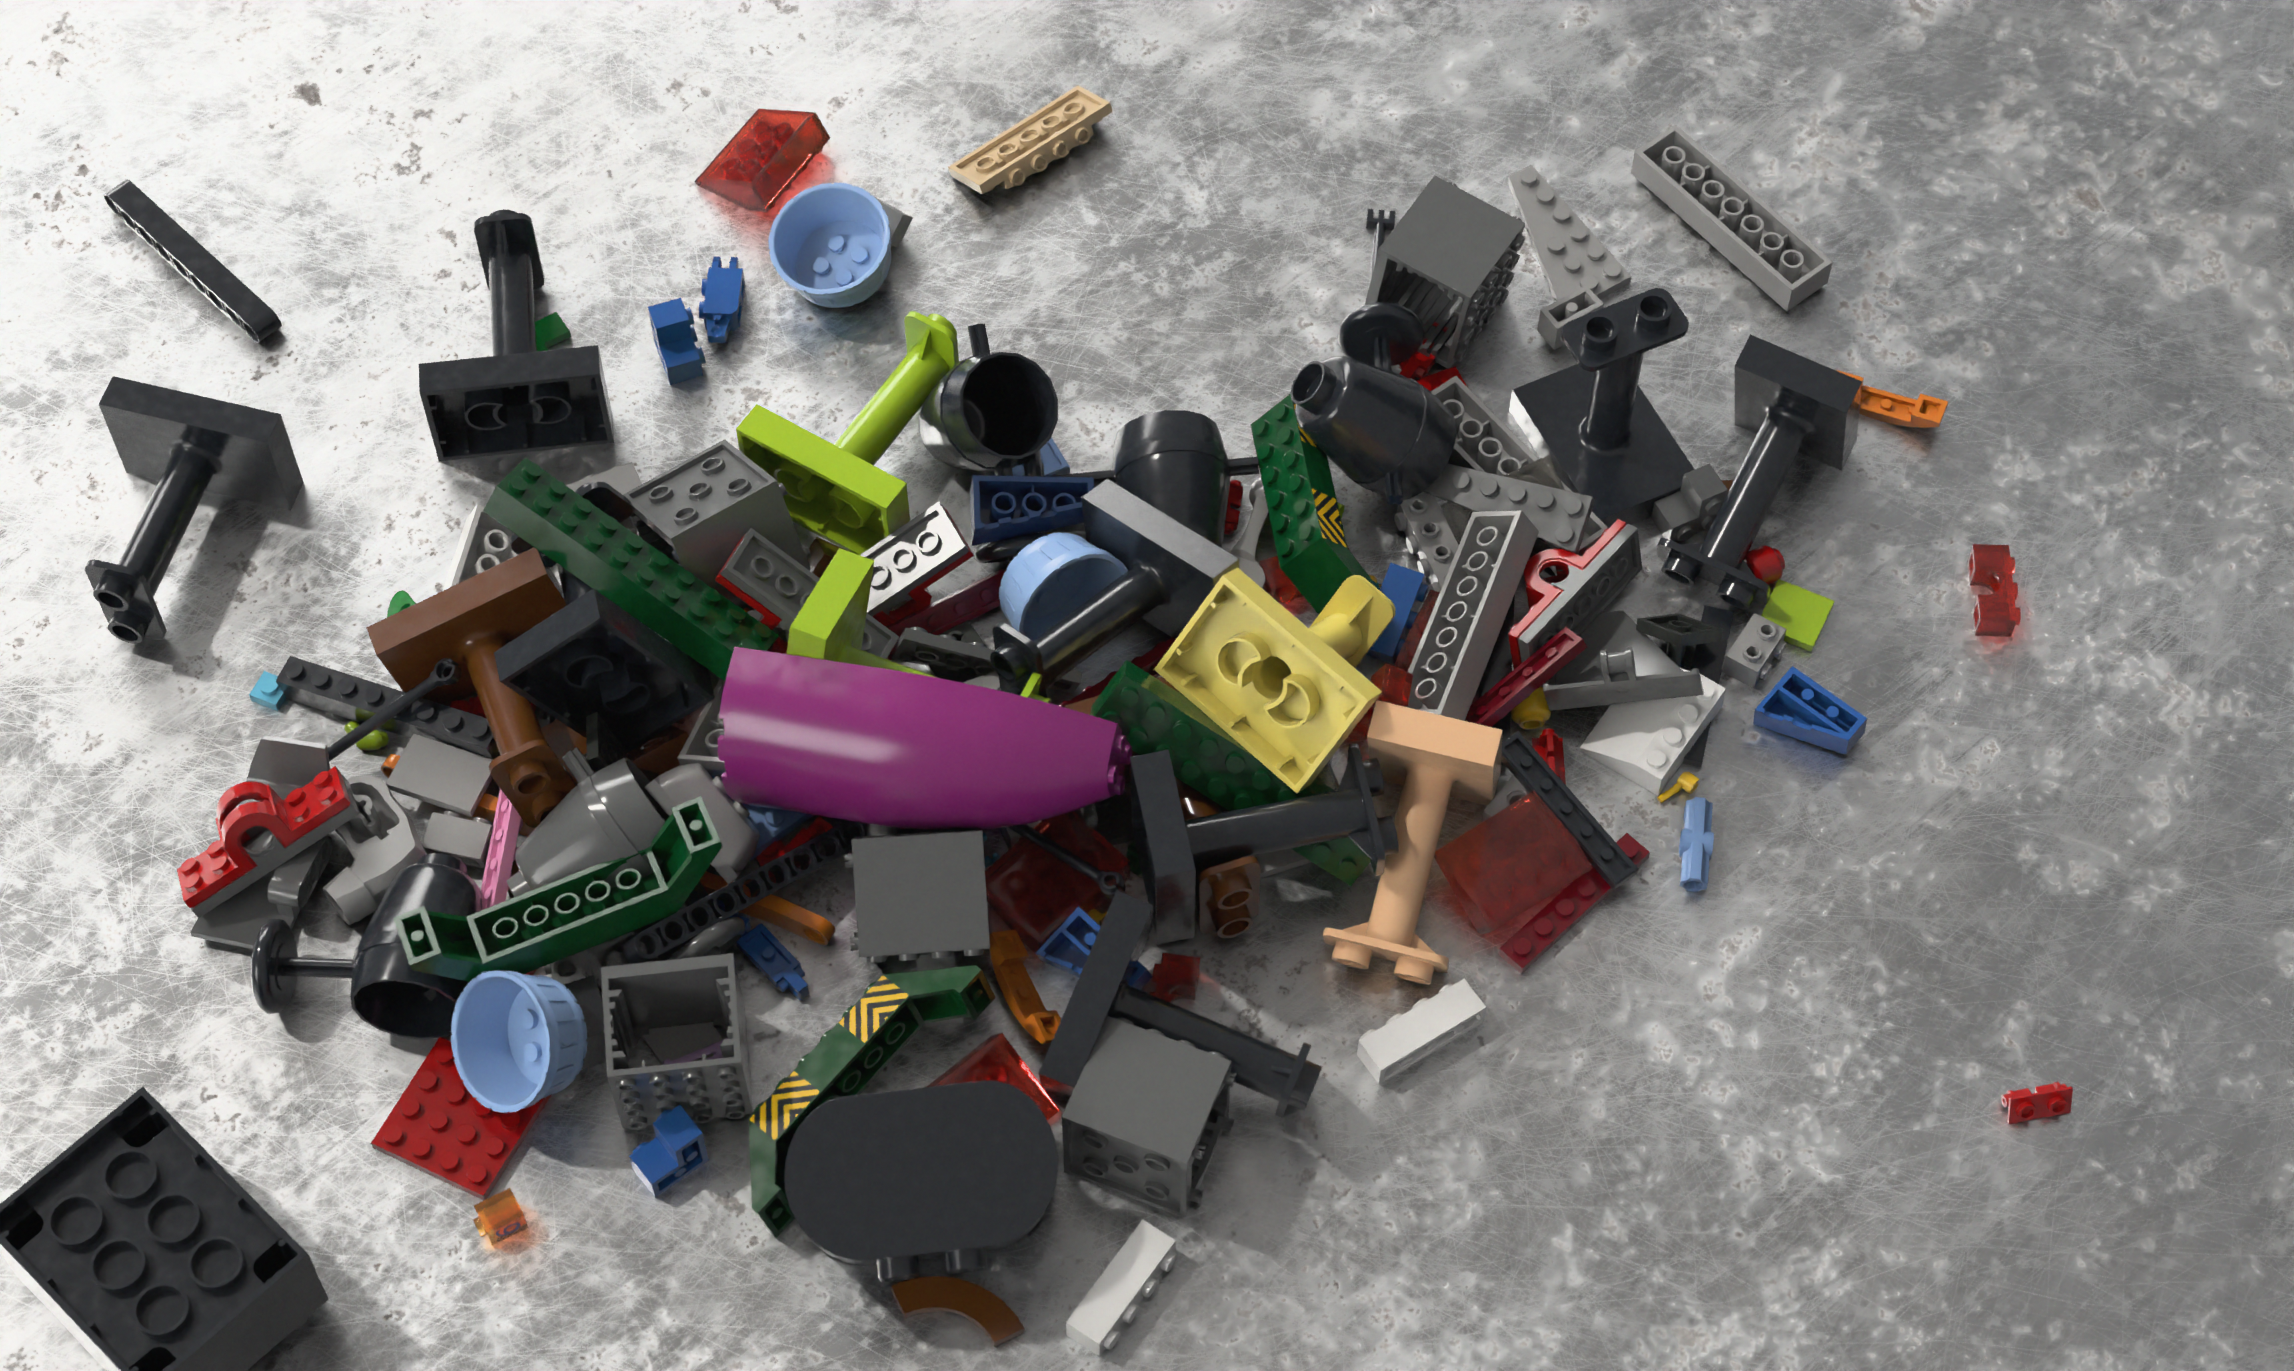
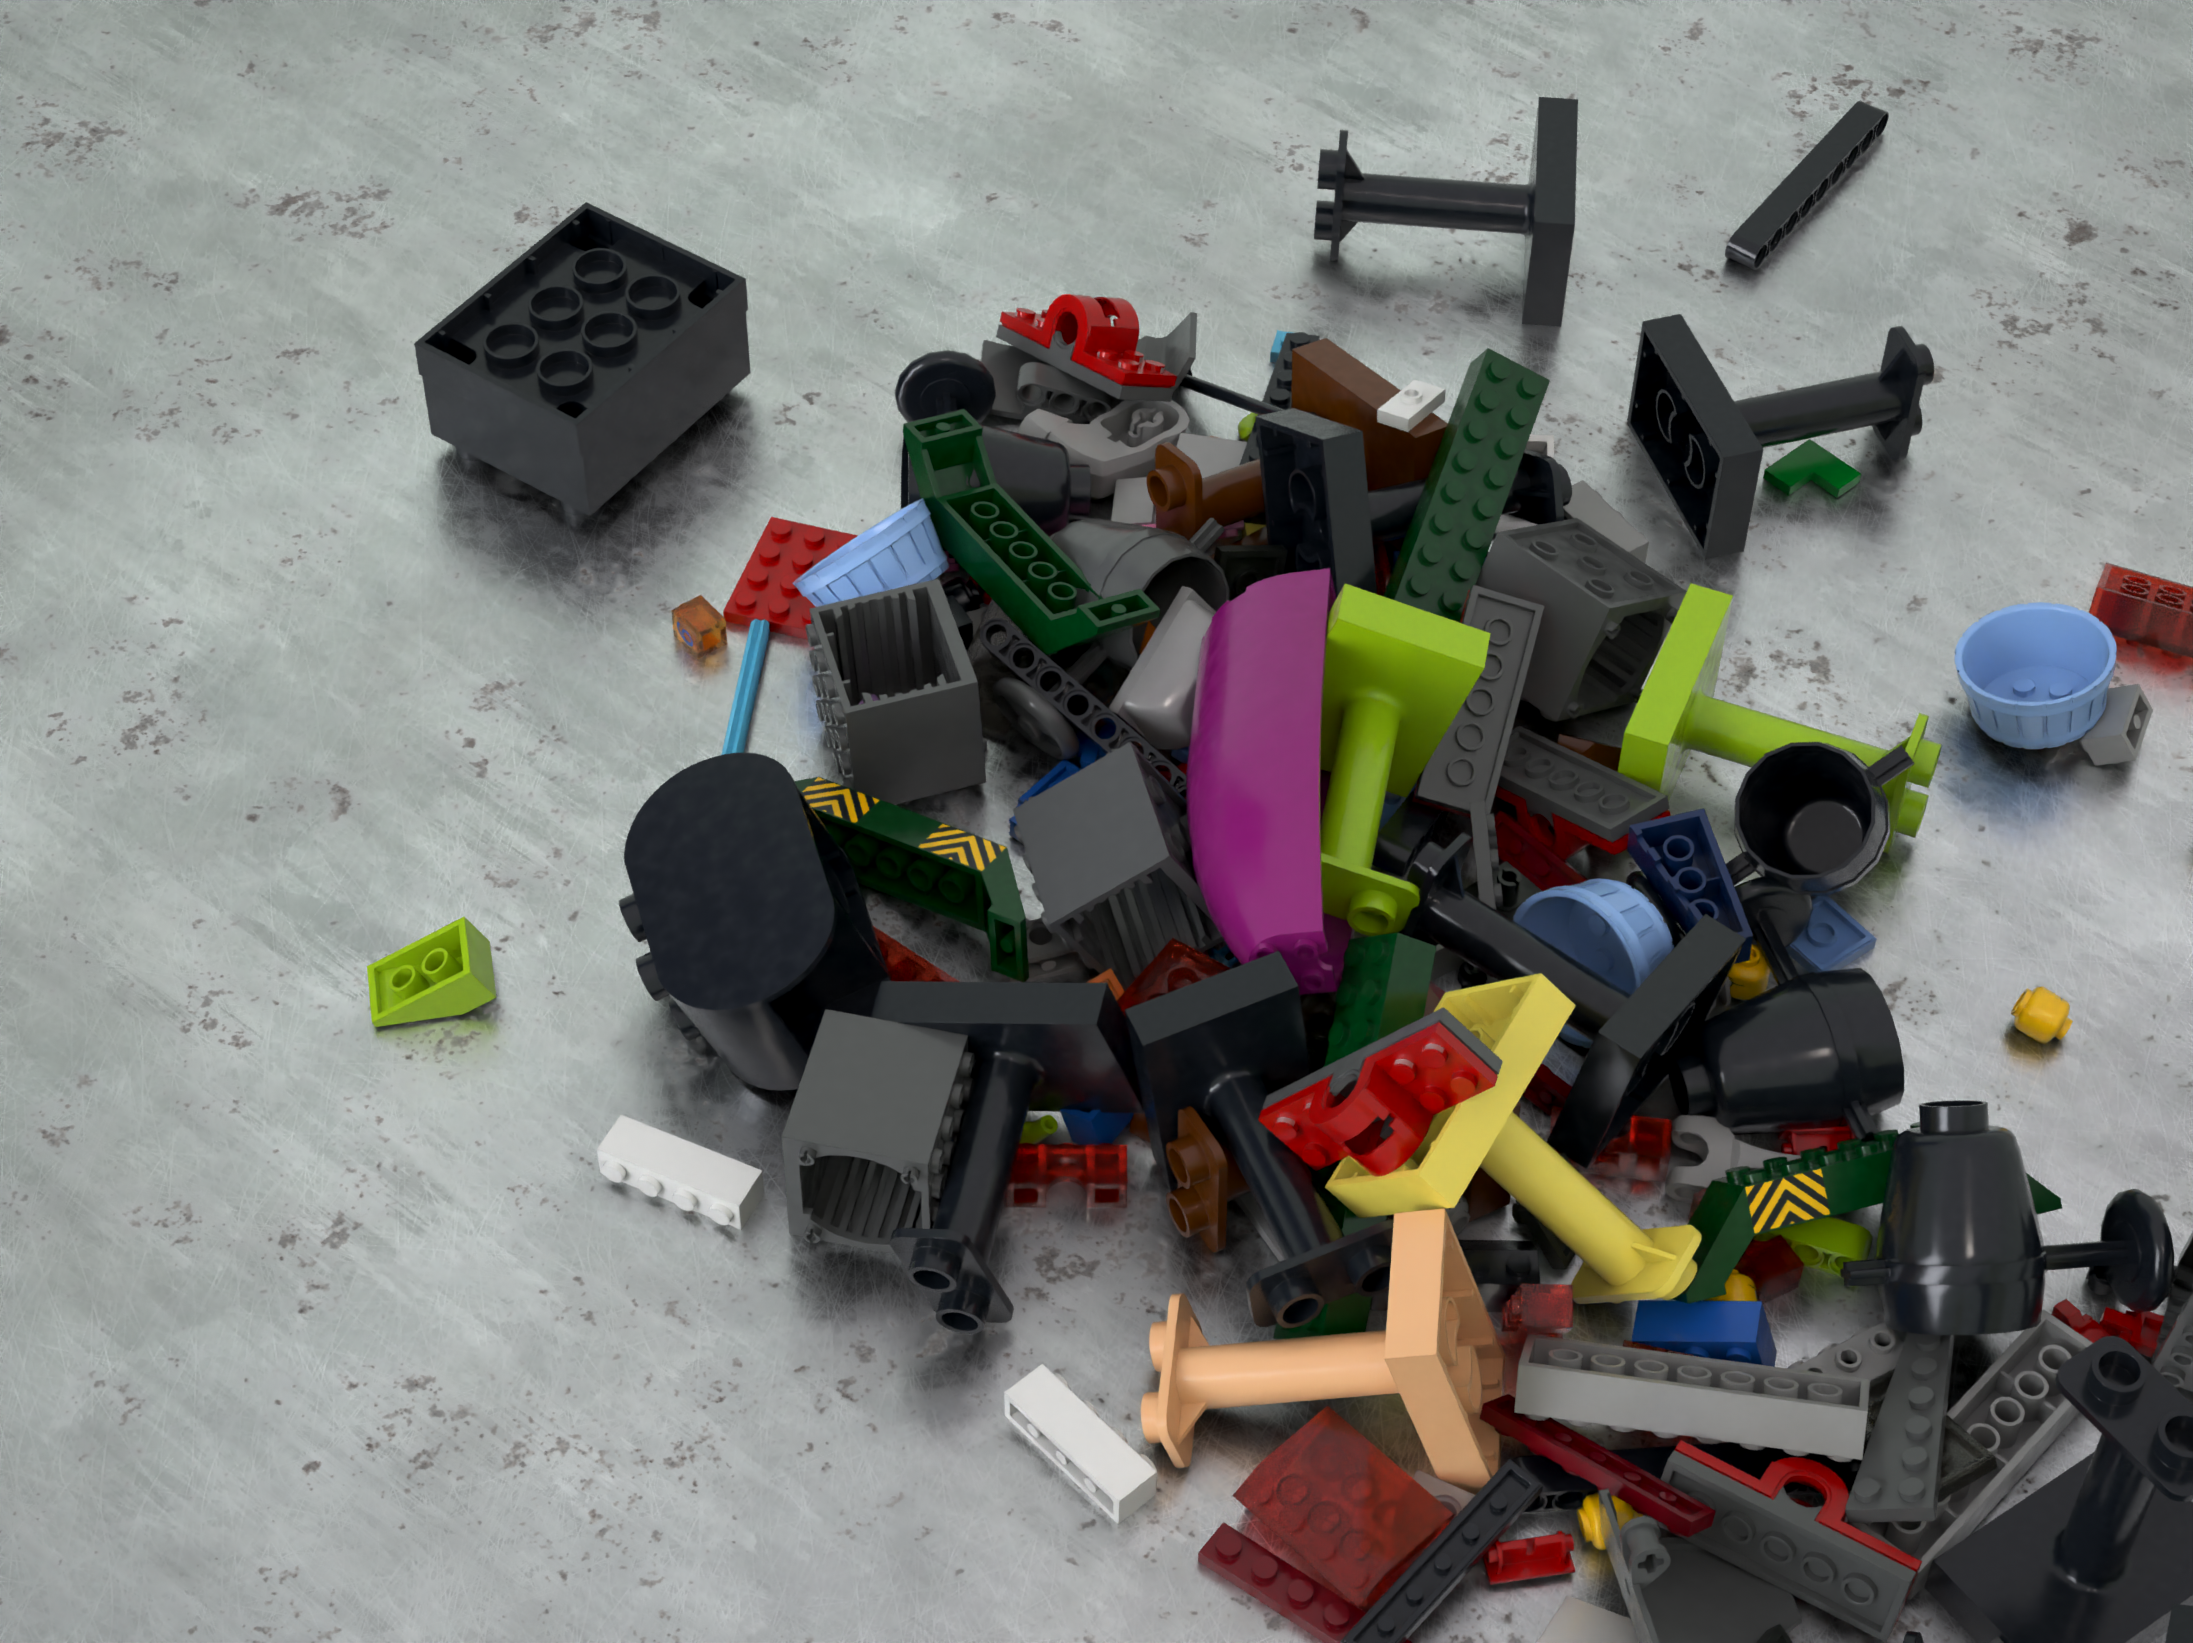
camera: 80 degrees right, 10 degrees down
(503, 569) = (1411, 405): none -> white plate
(597, 1190) = (746, 687): none -> medium azure axle
(672, 1154) = (792, 738): blue brick -> none
(675, 340) = (1856, 574): blue brick -> none
(723, 299) = (1936, 609): blue hinge -> none
(960, 1297) = (647, 1044): reddish brown tile -> none
(1138, 342) = (2041, 1015): none -> yellow head
(1273, 734) = (1382, 1096): none -> red piece

